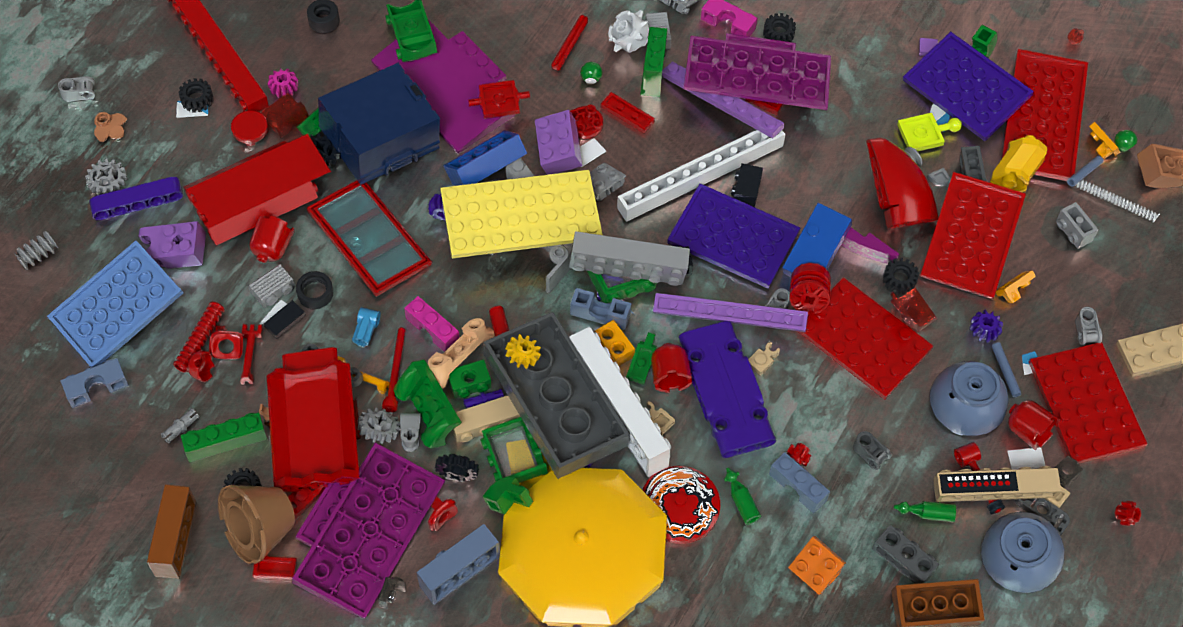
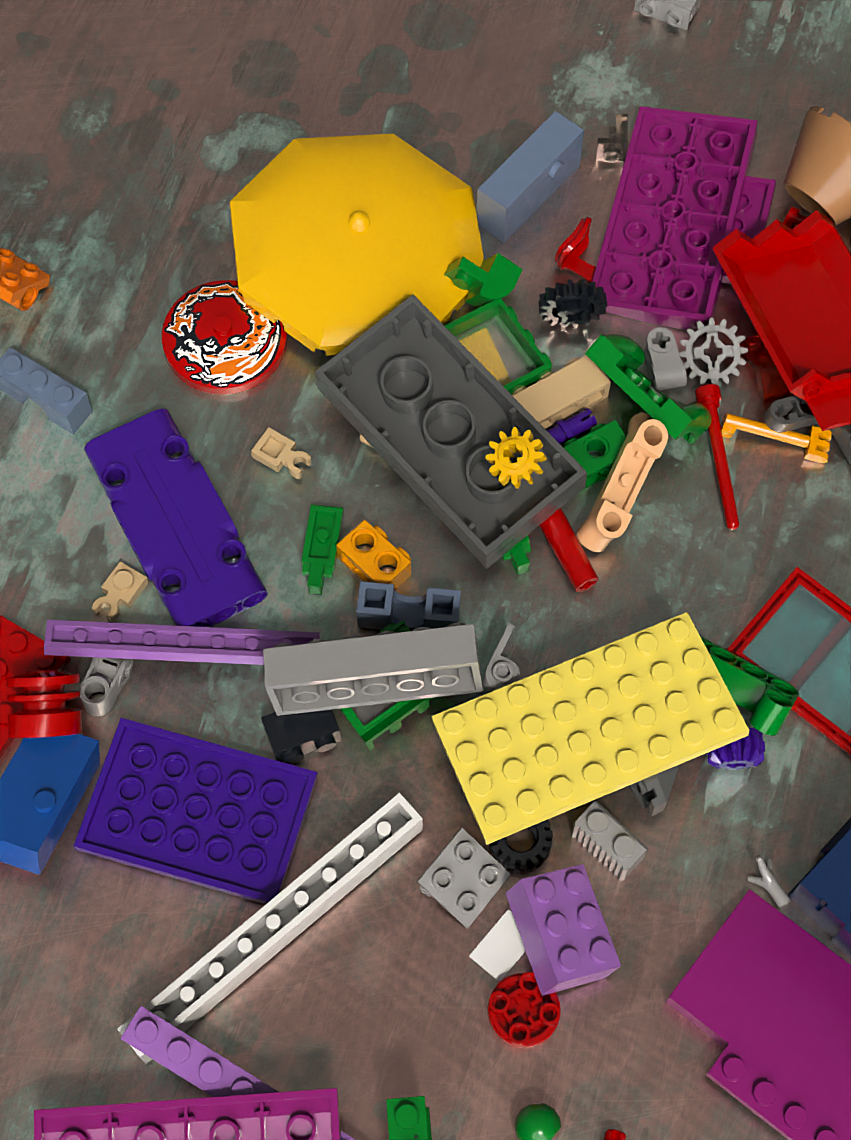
camera: 170 degrees right, 5 degrees up
(275, 568) = (776, 150): red tile -> none
(366, 322) = (793, 521): dark azure piece -> none
(424, 316) = (668, 519): dark pink arch -> none
(434, 240) = (754, 689): none -> green beam
(446, 152) = (769, 881): none -> light grey bar
(485, 159) = (690, 855): blue brick -> none
(499, 99) = (703, 998): red plate -> none
(627, 112) = (445, 1053): red tile -> none
(645, 439) = (346, 447): white brick -> none
(671, 368) = (270, 525): red cylinder -> none
(742, 498) = (128, 355): green wheel -> none
(748, 184) = (183, 921): black brick -> none
(799, 453) = (46, 432): red gear -> none

